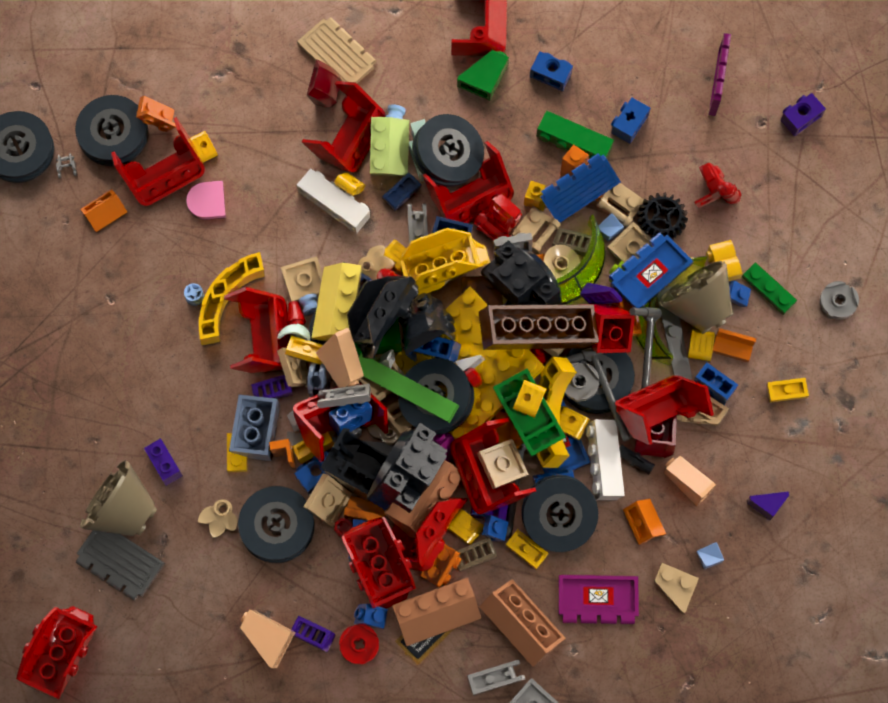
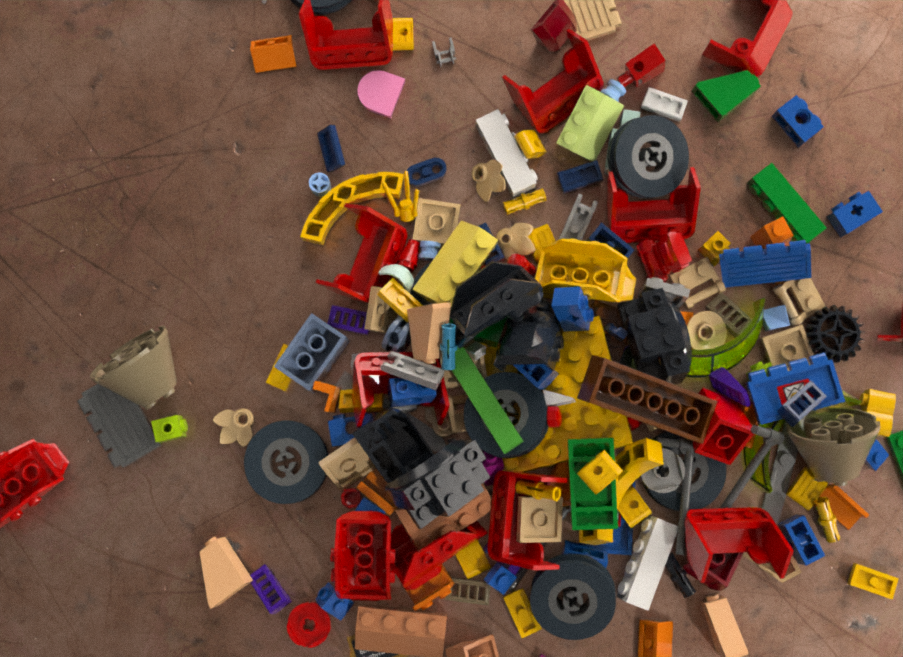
camera: 30 degrees right, 10 degrees up
(163, 462) = (206, 343): dark purple brick -> none
(166, 544) = (169, 428): none -> lime brick
(189, 262) = (331, 148): none -> dark blue plate
(239, 149) = (437, 54): none -> light grey piece
(274, 244) = (425, 171): none -> dark blue plate
(274, 280) = (406, 209): none -> yellow plant
(331, 226) = (488, 178): none -> tan plate
(358, 351) = (448, 333): none -> dark azure pin
(367, 231) = (524, 201): none -> yellow pin
(409, 84) = (648, 61): none -> red torso
(440, 105) = (664, 104): none -> white plate
(446, 288) = (572, 309): none -> blue brick
(489, 440) = (549, 492): none -> yellow pin
(492, 293) = (618, 333): none -> dark blue tile
(655, 288) = (792, 413): none -> dark blue slope
(728, 360) = (827, 519): none -> yellow pin

